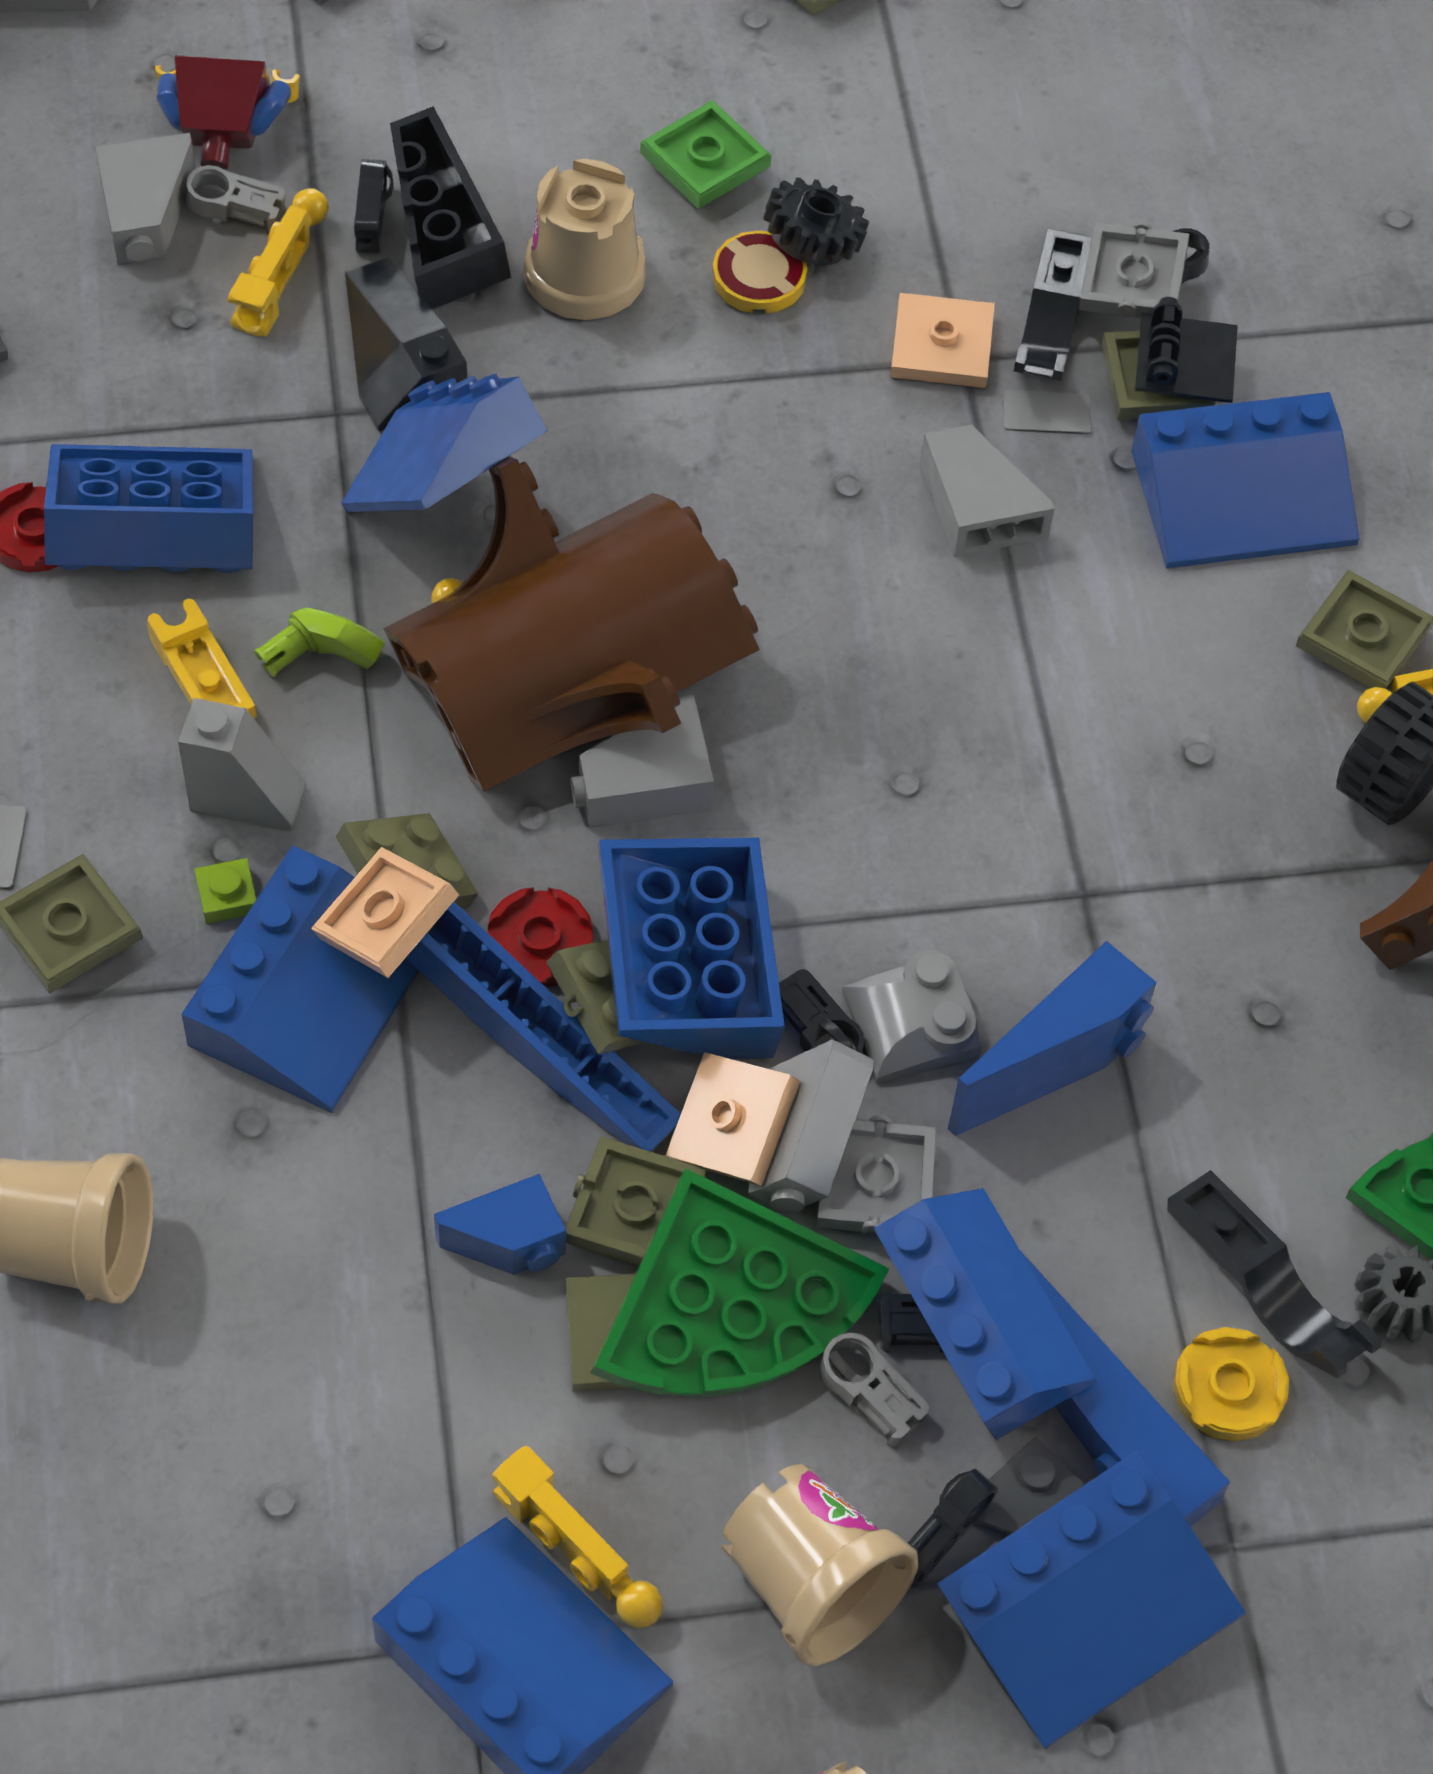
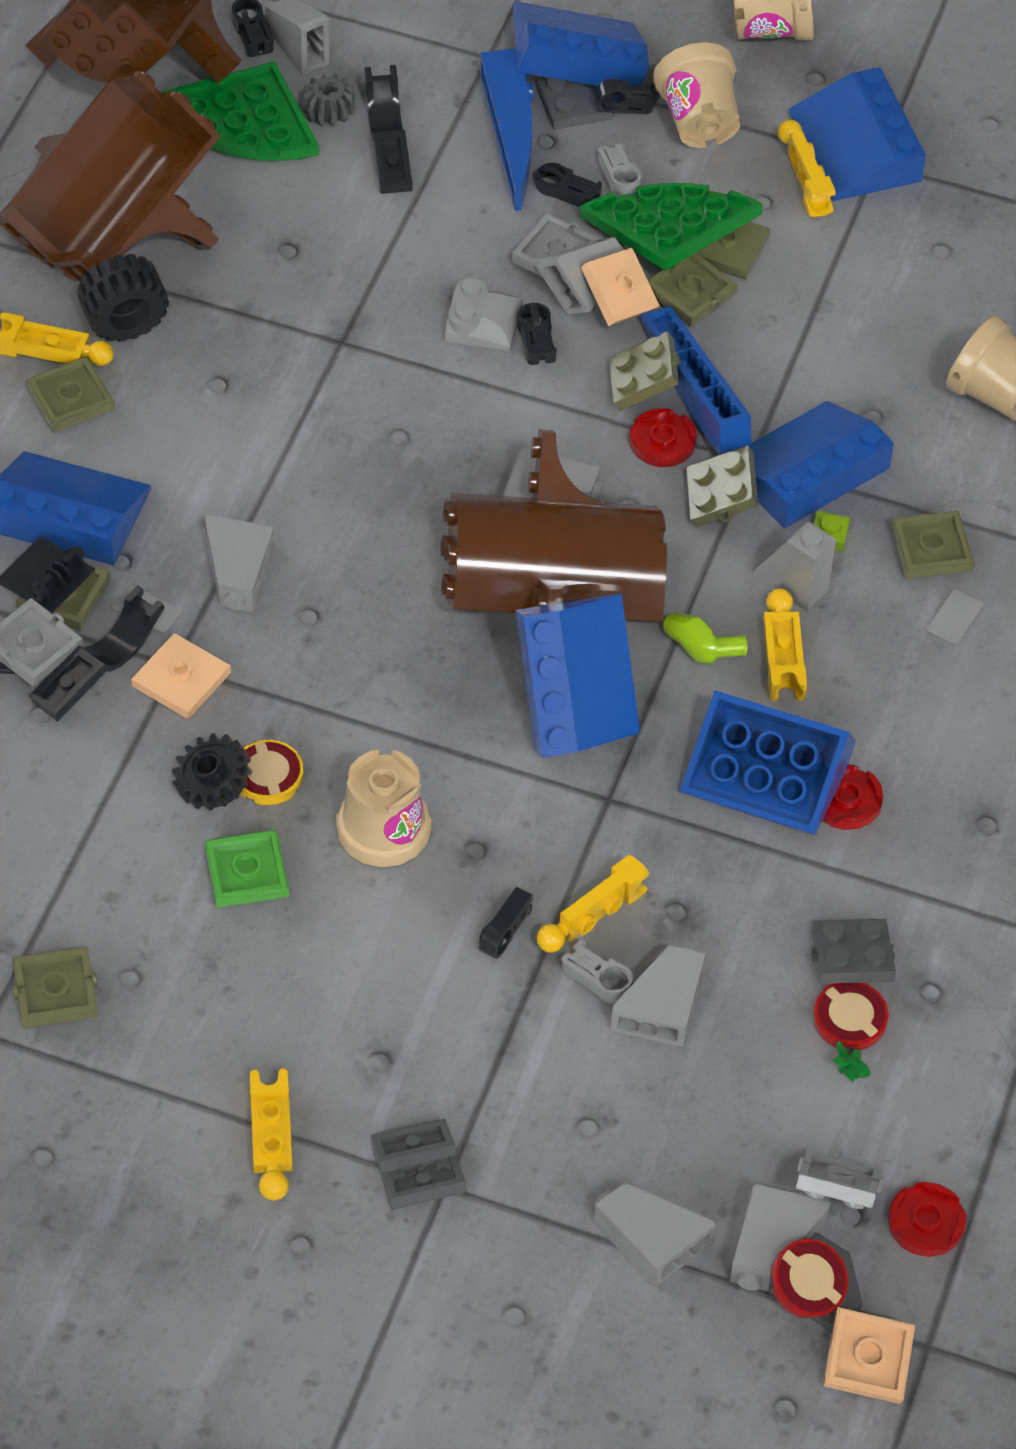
camera: 150 degrees left, 5 degrees down
(222, 102) = (572, 1038): dark red torso -> none
(385, 912) = (758, 425): light nougat plate -> none
(395, 340) = (547, 814): black wedge -> none
(447, 222) = (465, 875): black wedge -> none
(505, 1228) = (767, 301): blue slope -> none
(692, 945) = (587, 369): blue slope -> none
(985, 1308) = (552, 151): blue slope -> none
(1062, 1040) = (426, 251): blue slope -> none
(1230, 1384) = (440, 109): yellow tile -> none

